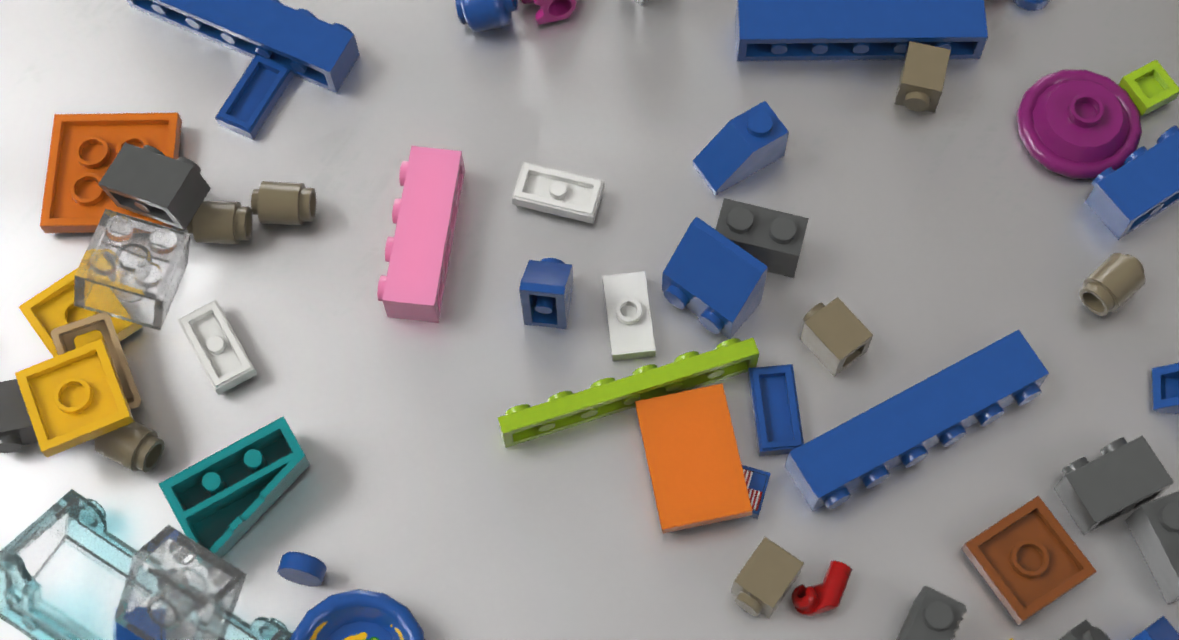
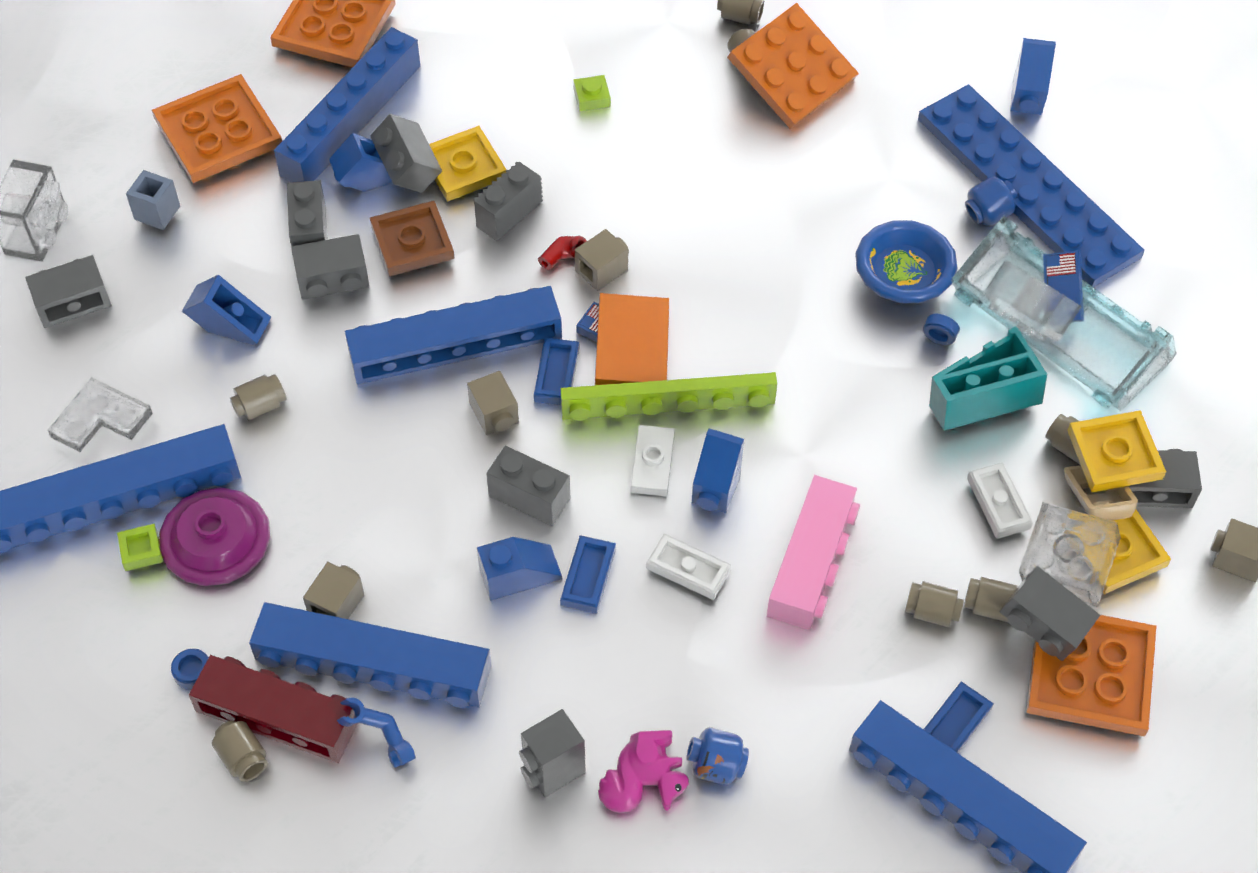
camera: 170 degrees left, 10 degrees down
(665, 169) = (588, 574): none -> blue tile
(714, 279) = (577, 451): blue slope -> none

